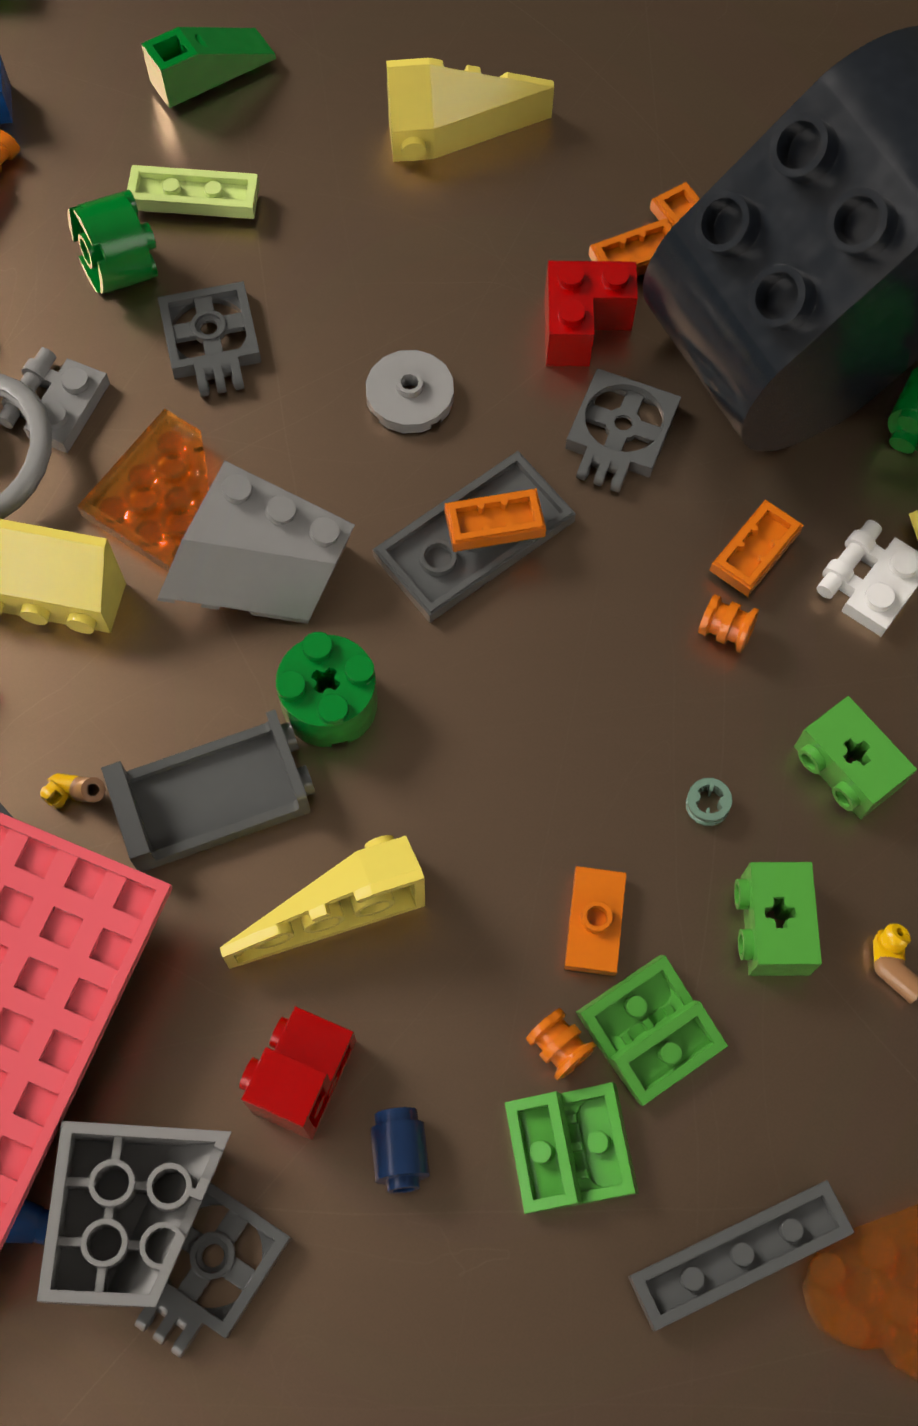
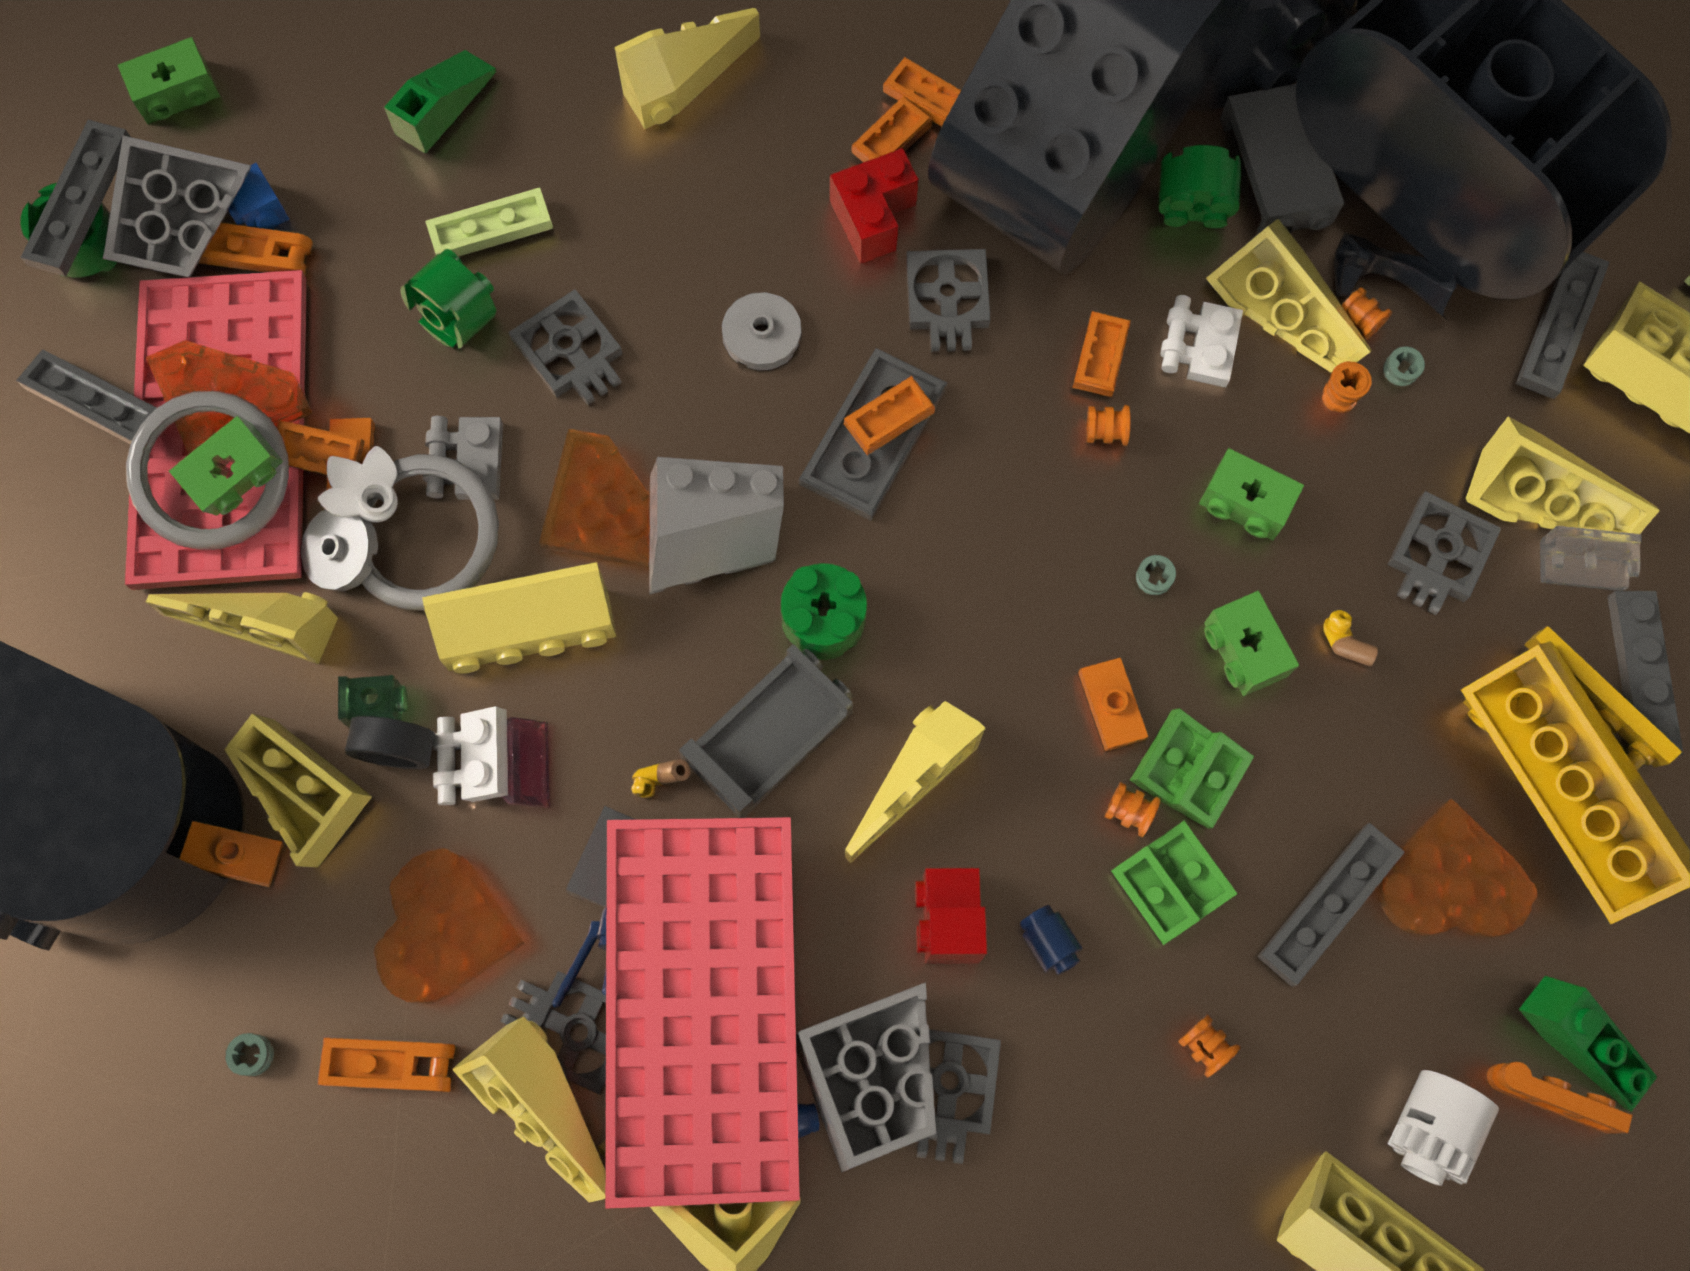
camera: 25 degrees left, 5 degrees up
(521, 1354) = (1209, 1045): none -> orange bush

